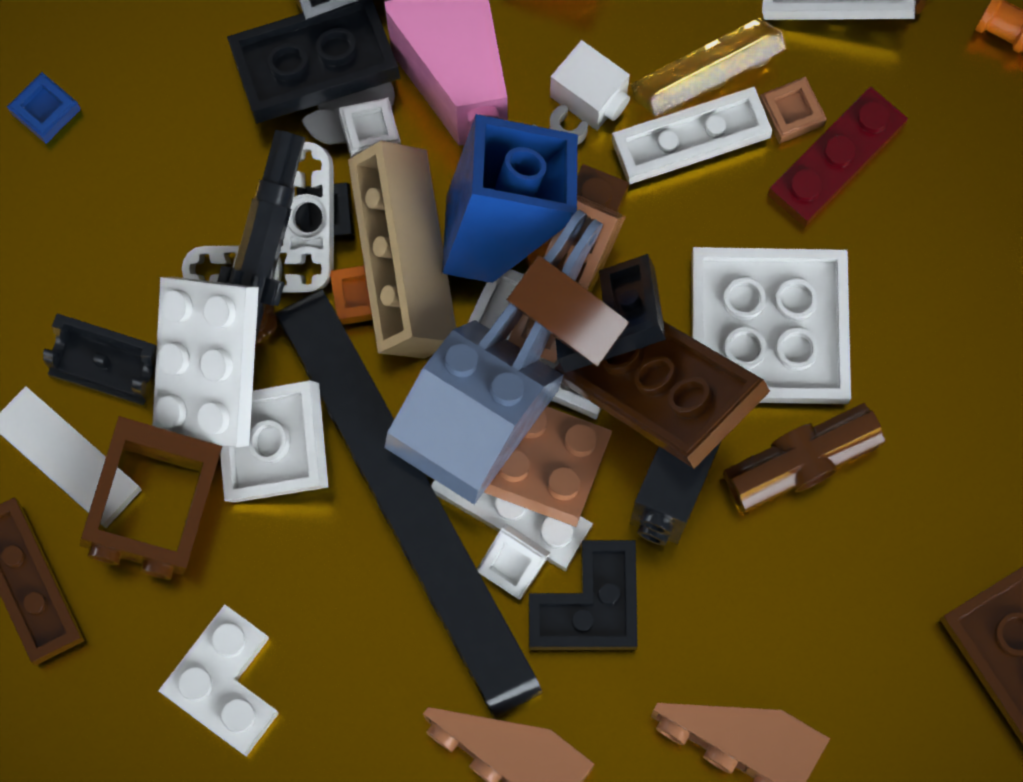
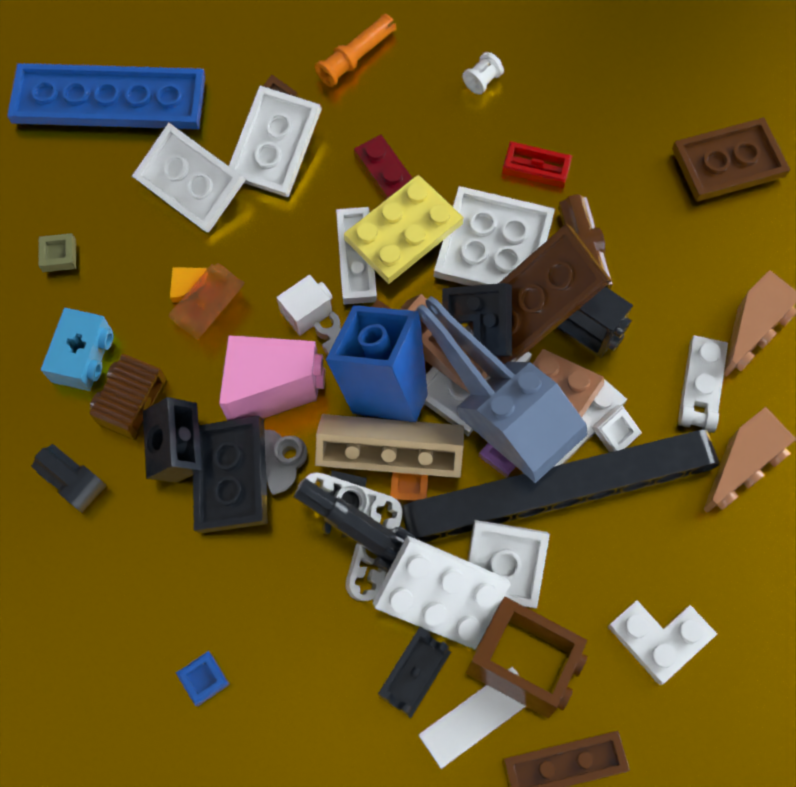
camera: 75 degrees left, 5 degrees down
(368, 124) = (296, 446): white tile -> none
(568, 311) = (483, 333): reddish brown slope -> none
(600, 615) = (661, 385): black plate -> none
(624, 678) = (703, 383): none -> white plate
(708, 67) = (313, 232): clear yellow plate -> none
(746, 185) = (403, 229): none -> light yellow plate
(792, 110) = (354, 194): nougat tile -> none
(931, 404) = (535, 168): none -> red tile

